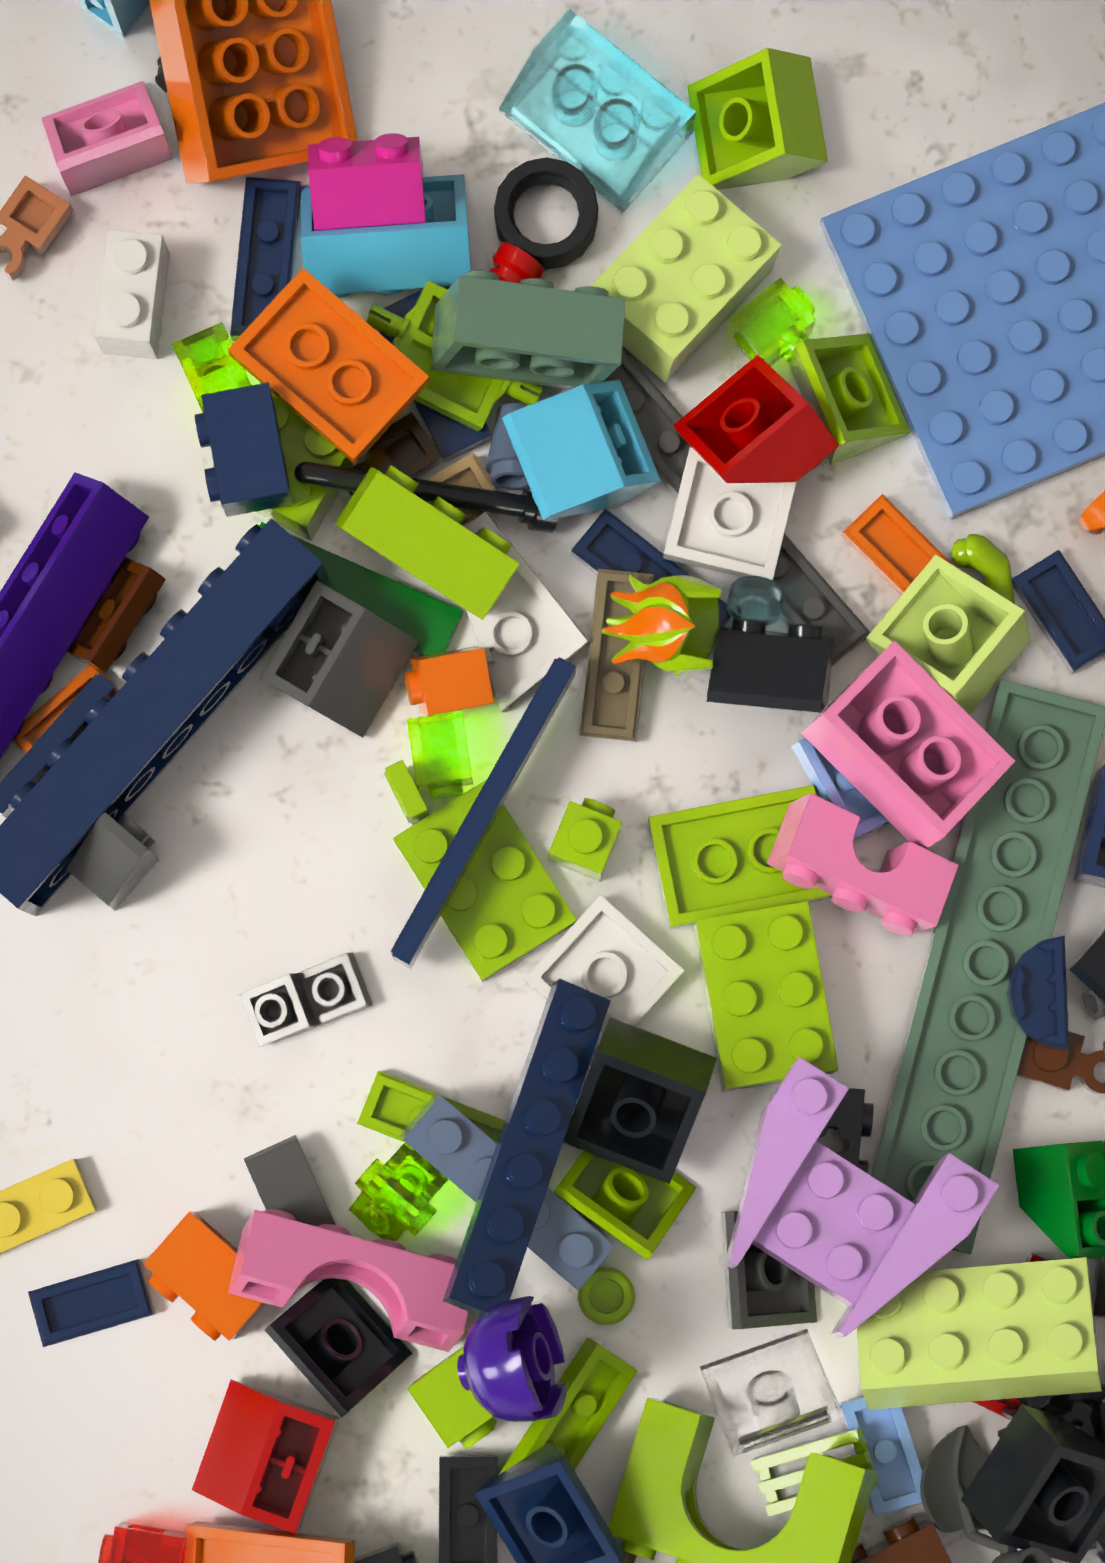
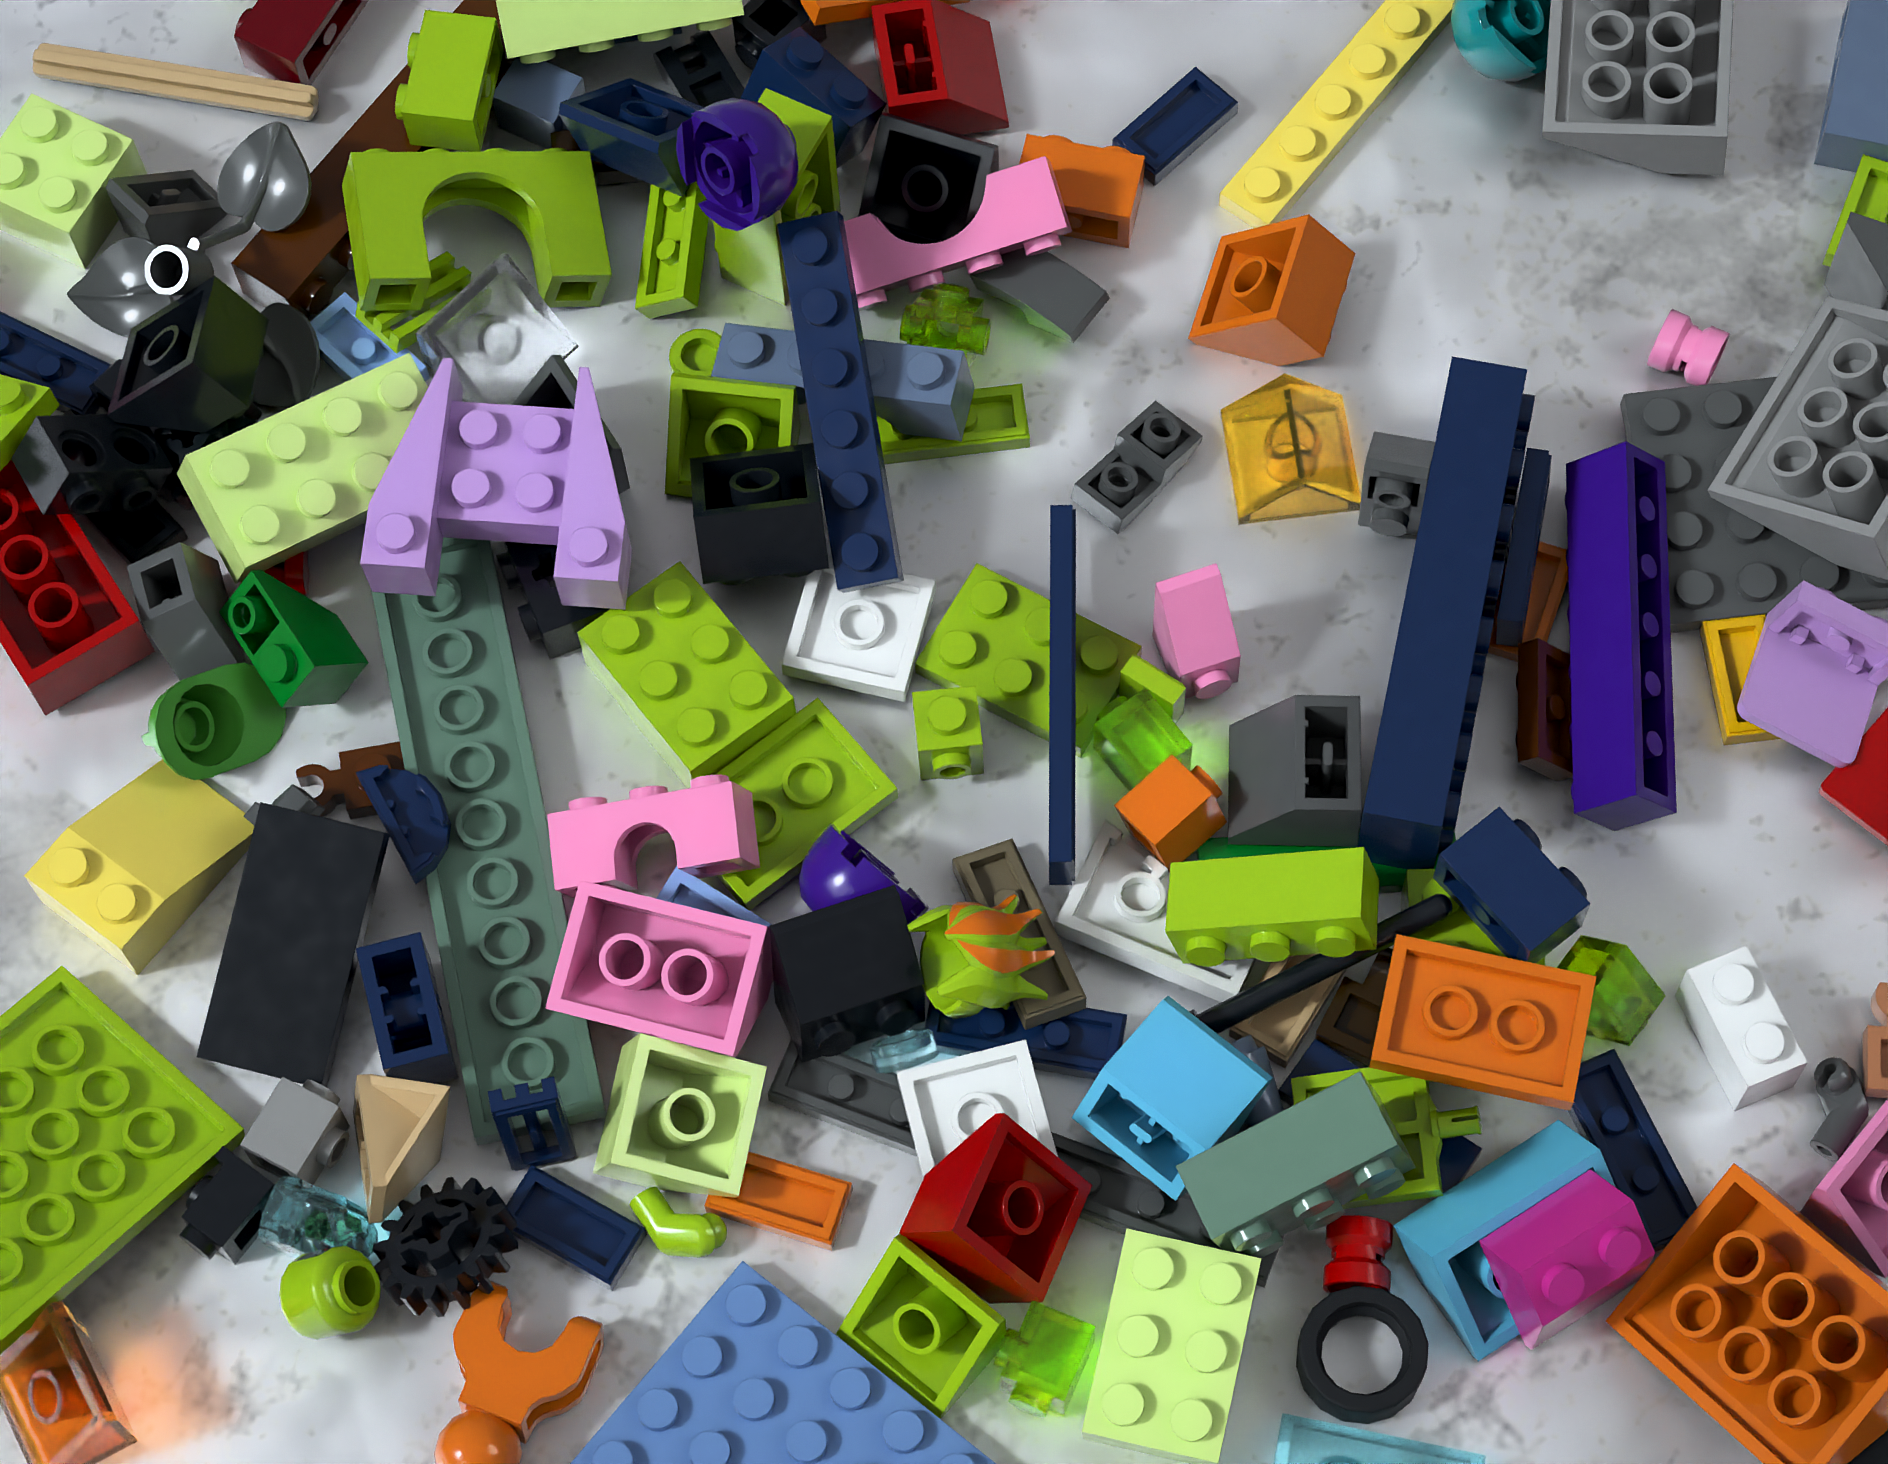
camera: 155 degrees right, 15 degrees down
(92, 208) = (1843, 1106): none -> dark grey arm
(109, 1090) = (1274, 292): none -> orange slope
(179, 942) = (1289, 452): none -> clear yellow slope
(350, 810) = (1196, 632): none -> bright pink slope
(389, 1479) = (811, 75): none -> dark blue brick
(726, 744) = (844, 869): none -> dark purple cylinder
(1065, 682) = (528, 1105): none -> dark blue tile

